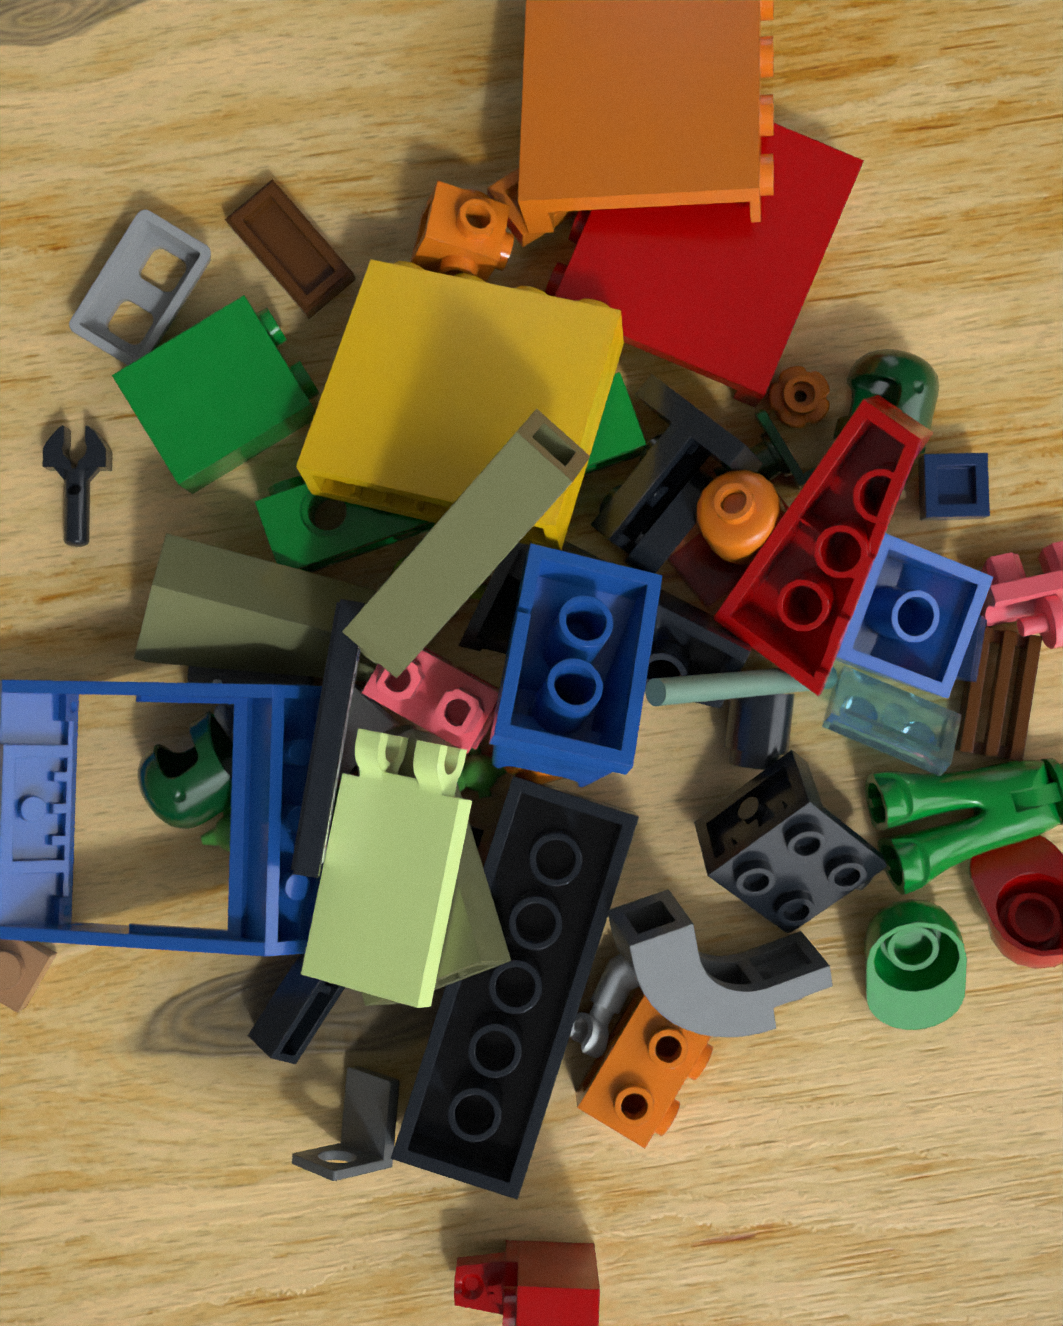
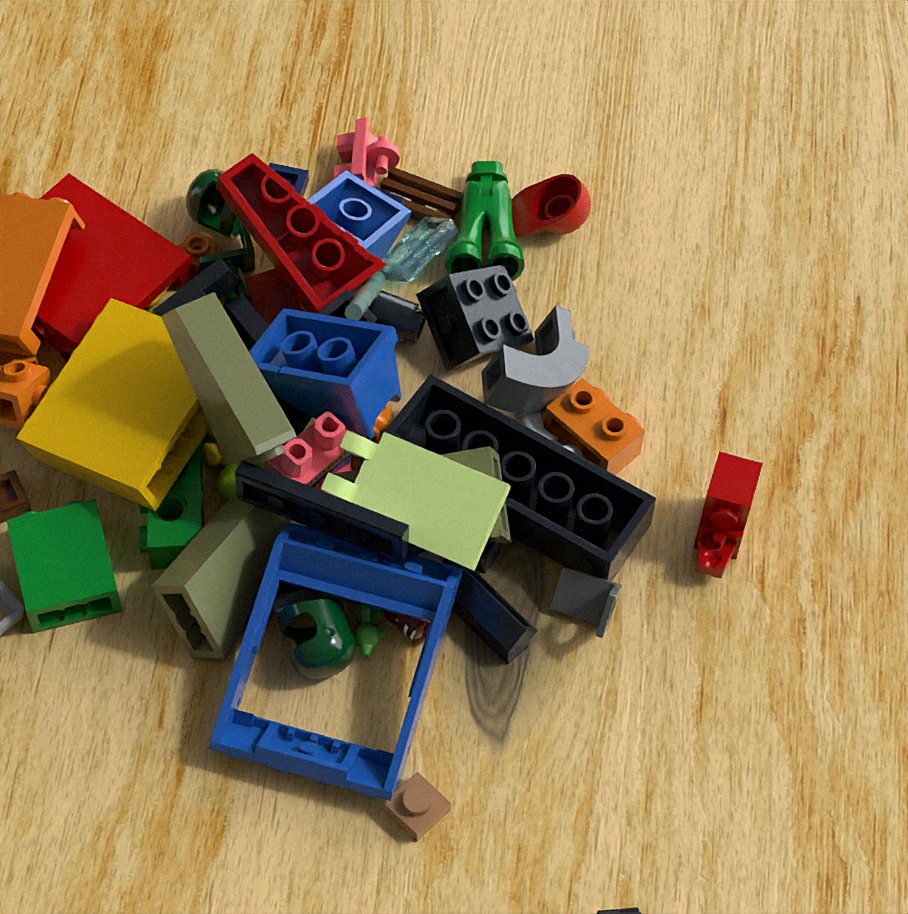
camera: 75 degrees left, 30 degrees down
(77, 478) = (83, 675): black bar -> none
(738, 514) = (262, 280): orange head -> none
(914, 965) = (571, 271): green cap -> none

